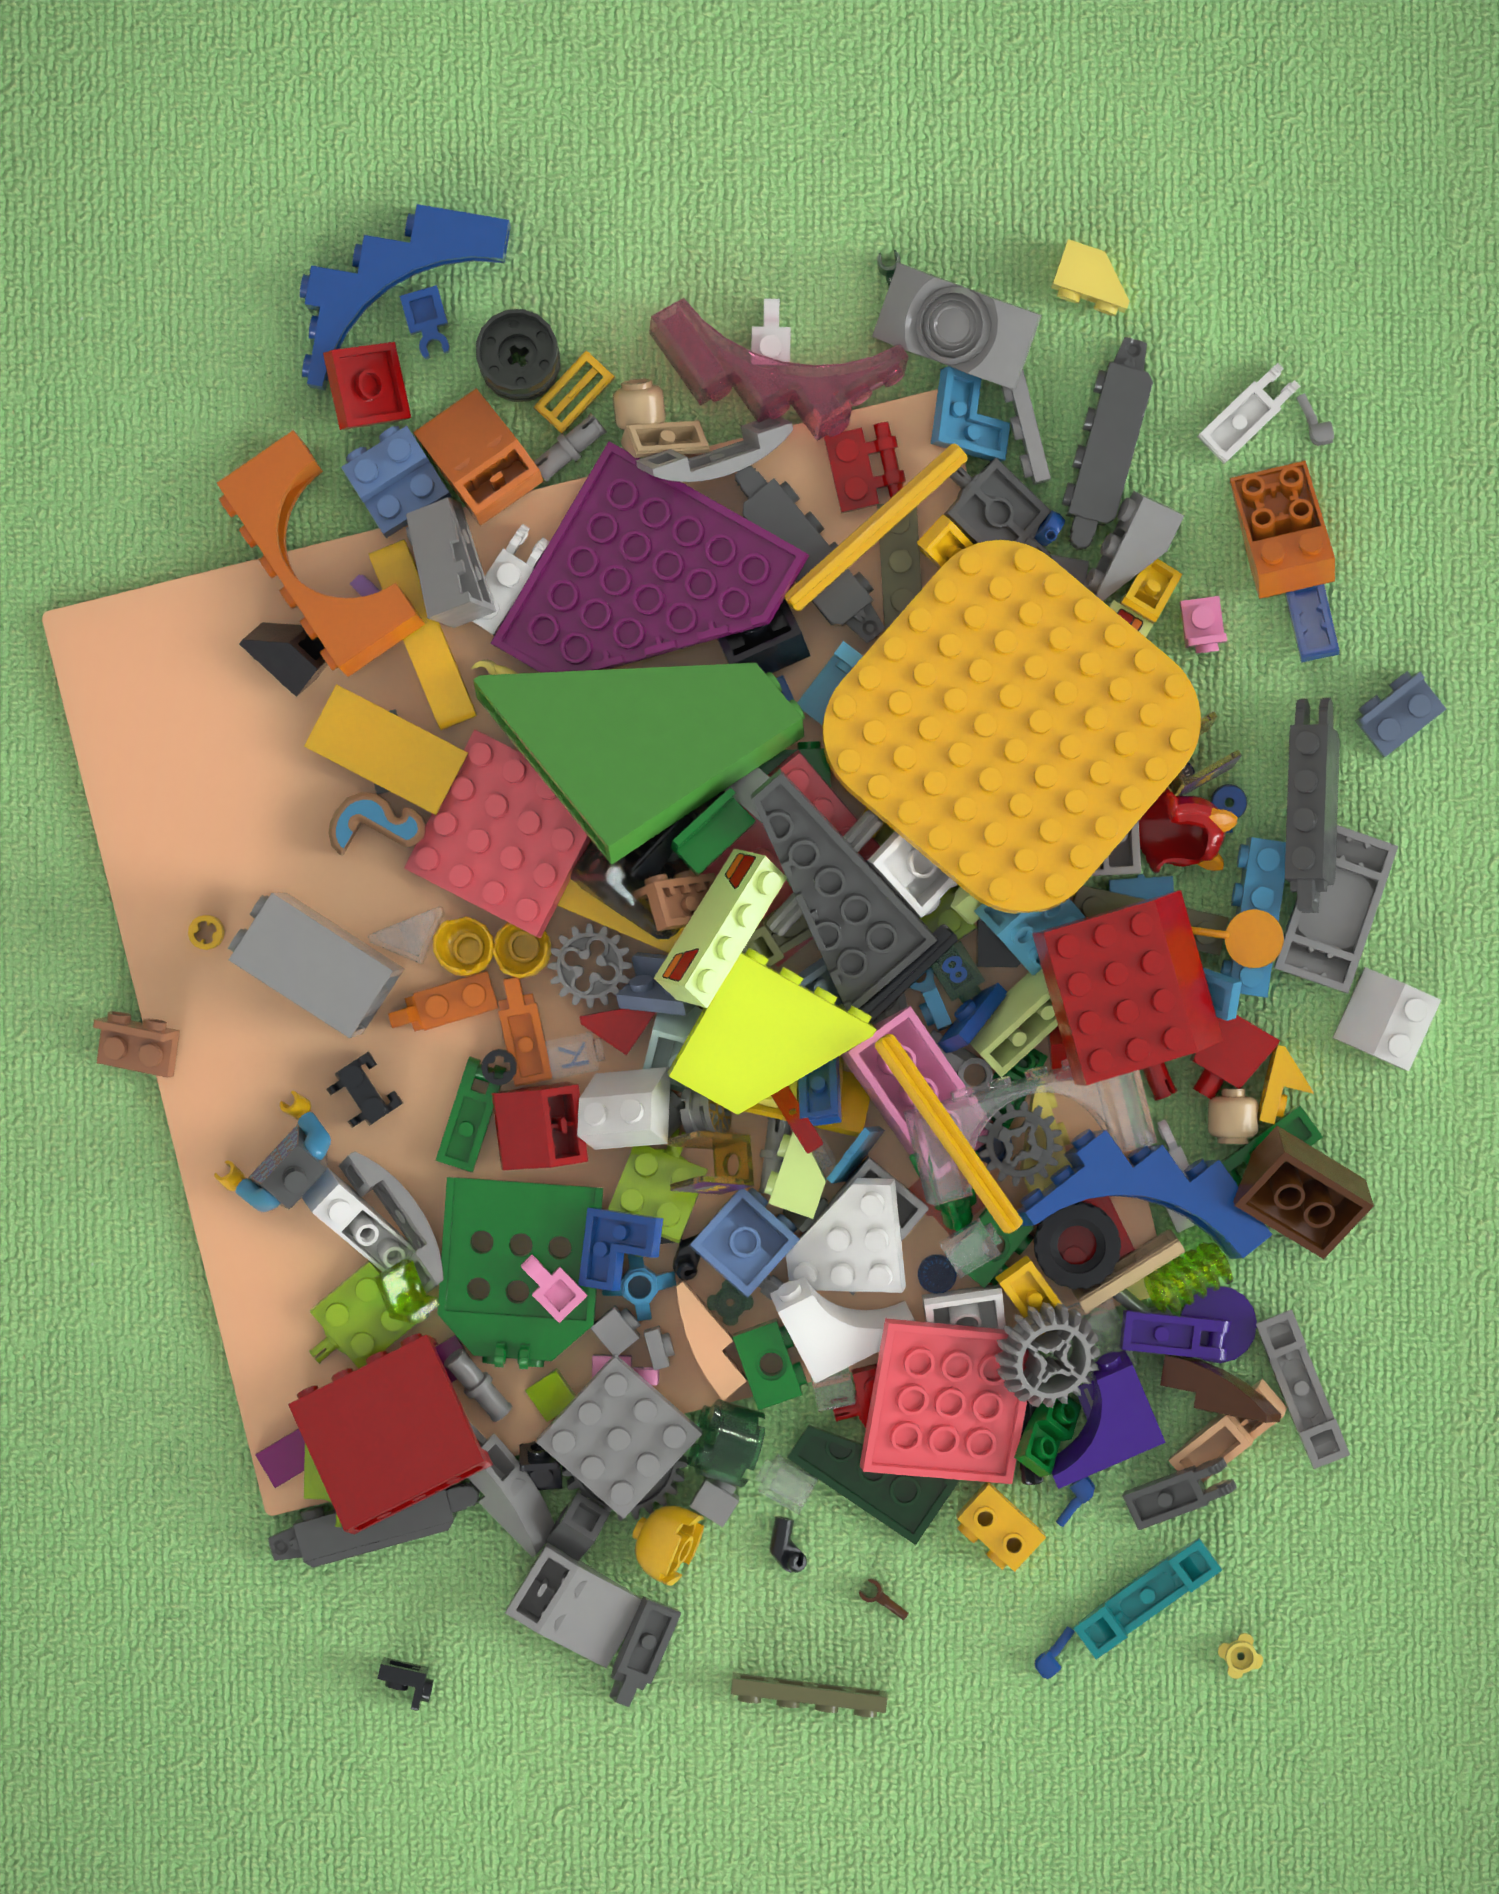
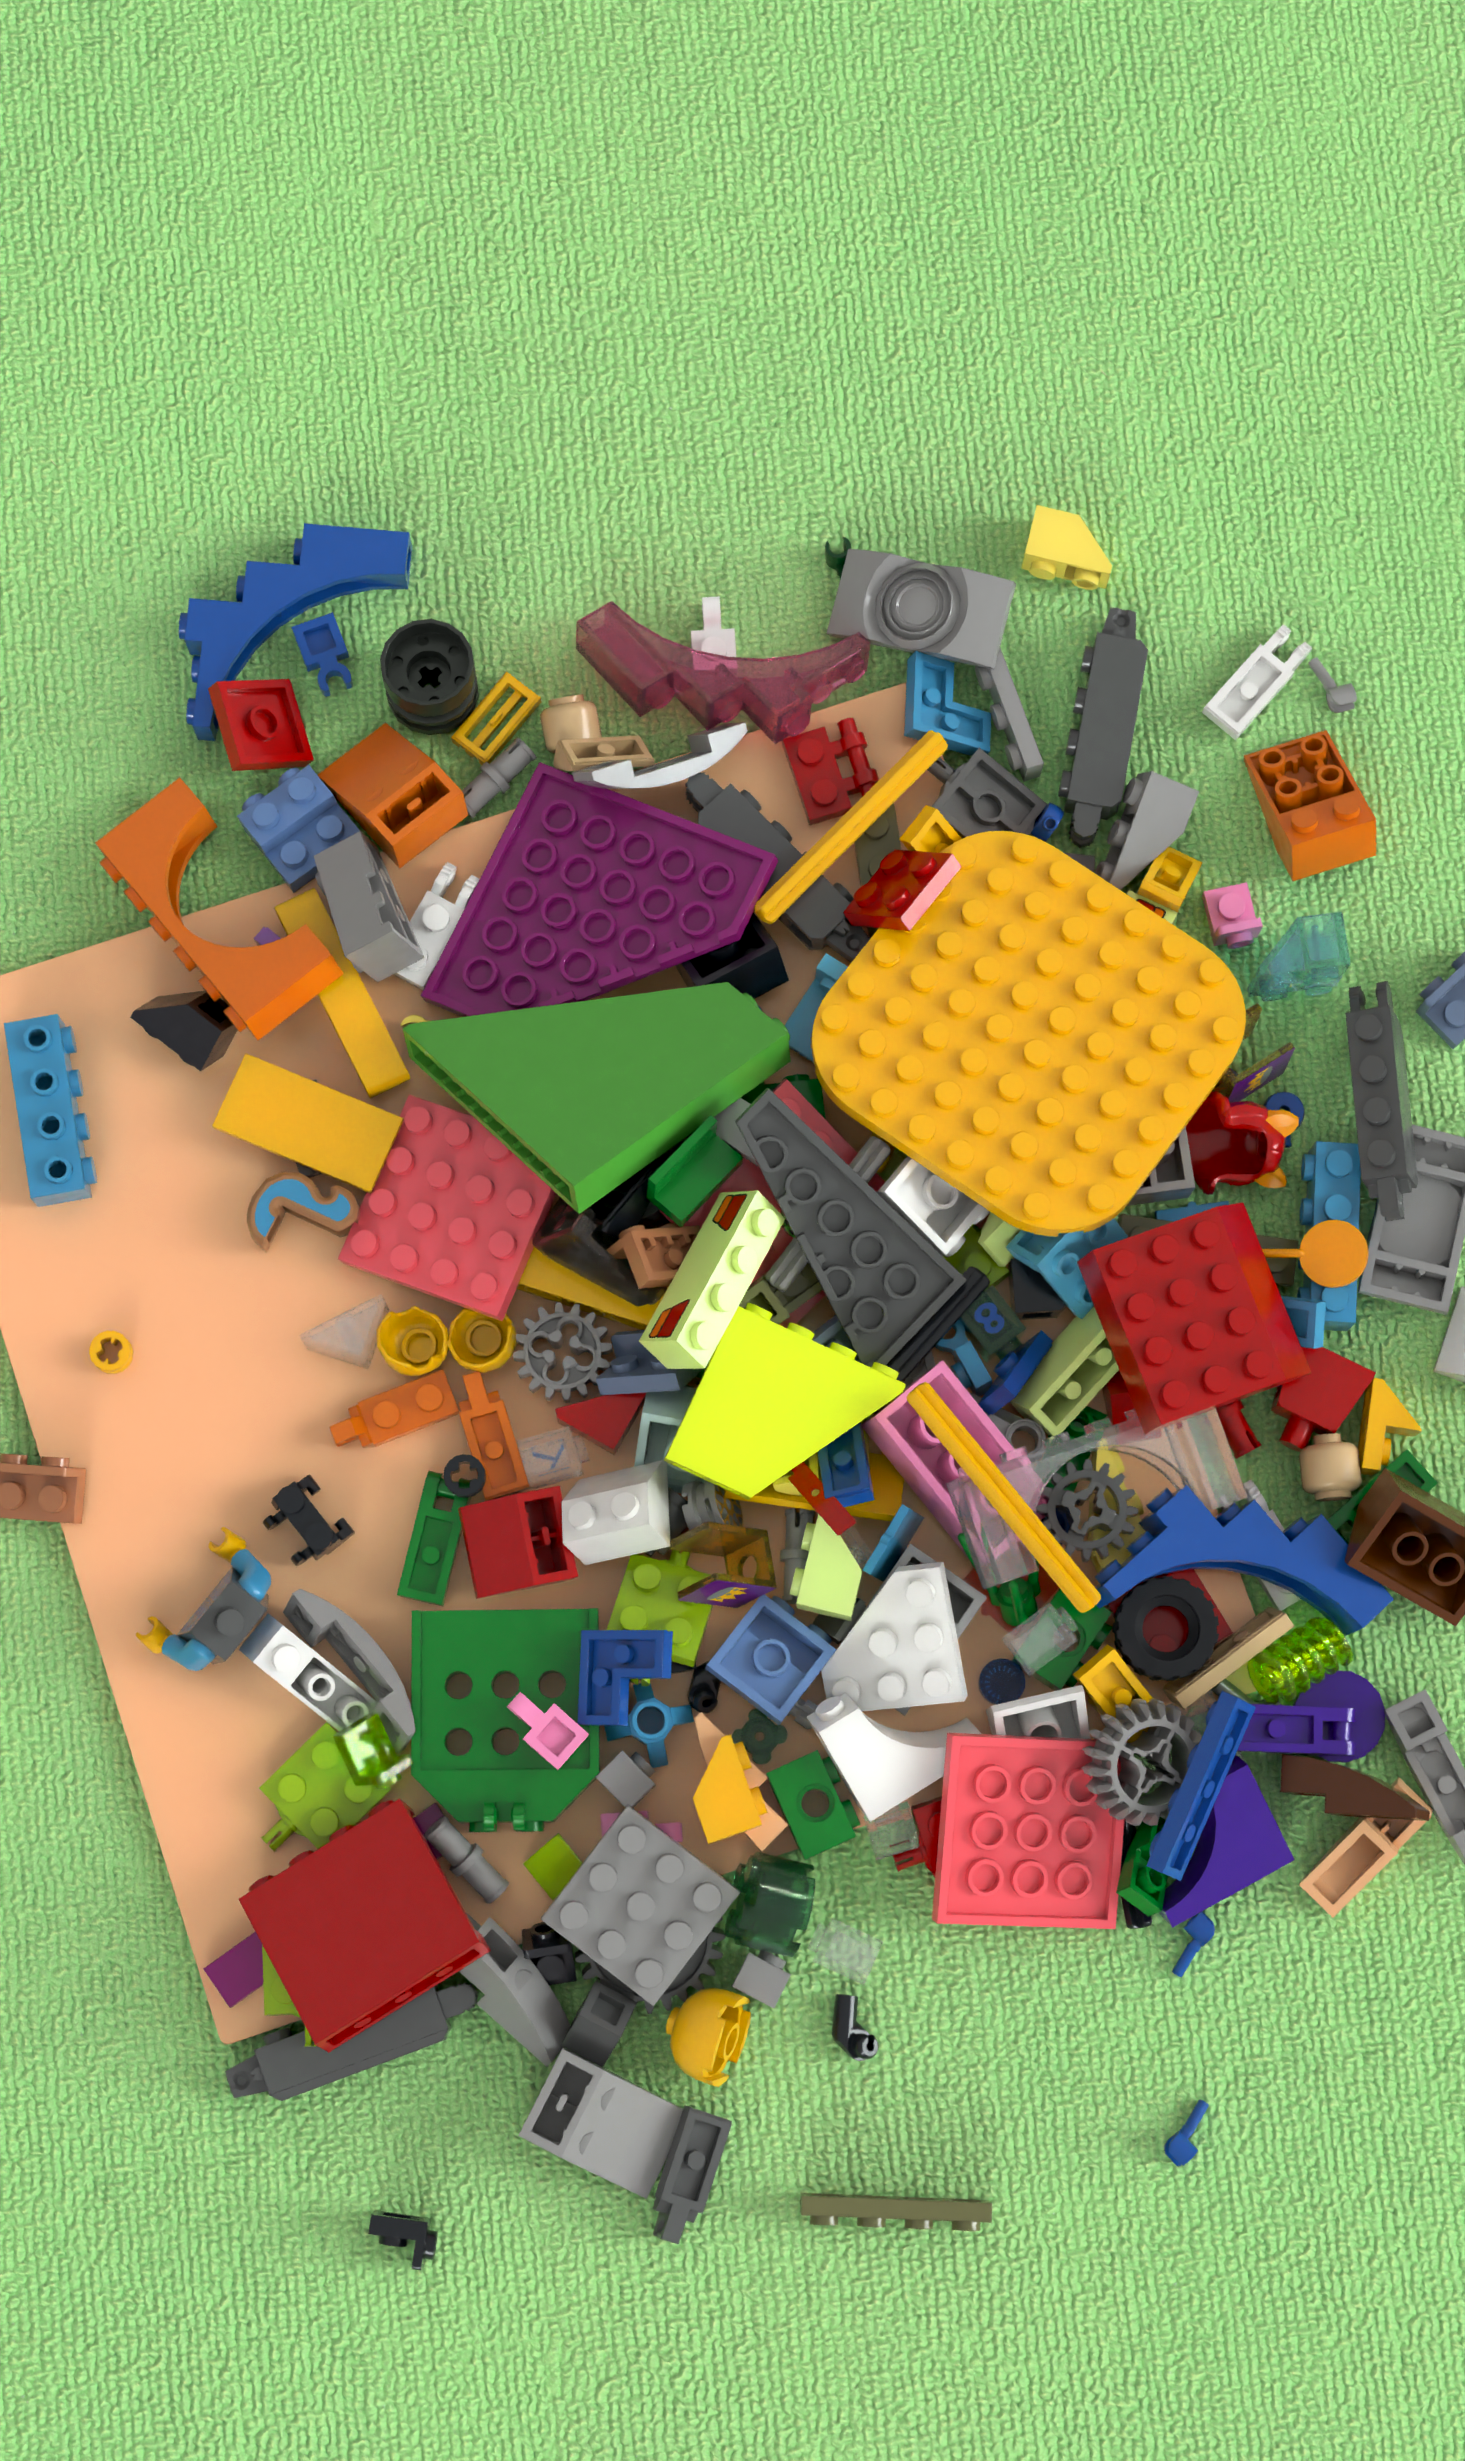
camera: 10 degrees left, 10 degrees down
(164, 718) = (49, 1111): none -> dark azure brick
(314, 963) = (238, 1362): light grey brick -> none
(659, 1347) = (679, 1795): light grey plate -> none
(695, 1356) = (724, 1797): none -> yellow slope
(884, 1600) = (976, 2086): reddish brown hand -> none
(898, 1501) = (979, 1958): dark green wing -> none
(914, 591) = (901, 889): none -> red plate
(1000, 1527) = (1107, 1982): yellow brick -> none
(1085, 1391) = (1205, 1775): none -> blue plate
(1146, 1597) = (1292, 2053): teal slope -> none
(1176, 1494) = (1312, 1923): dark grey hinge -> none
(1237, 1666) = (1424, 2122): light yellow plate -> none
(1260, 670) = (1306, 958): none -> clear light blue slope
(1312, 623) = (1355, 895): blue plate -> none

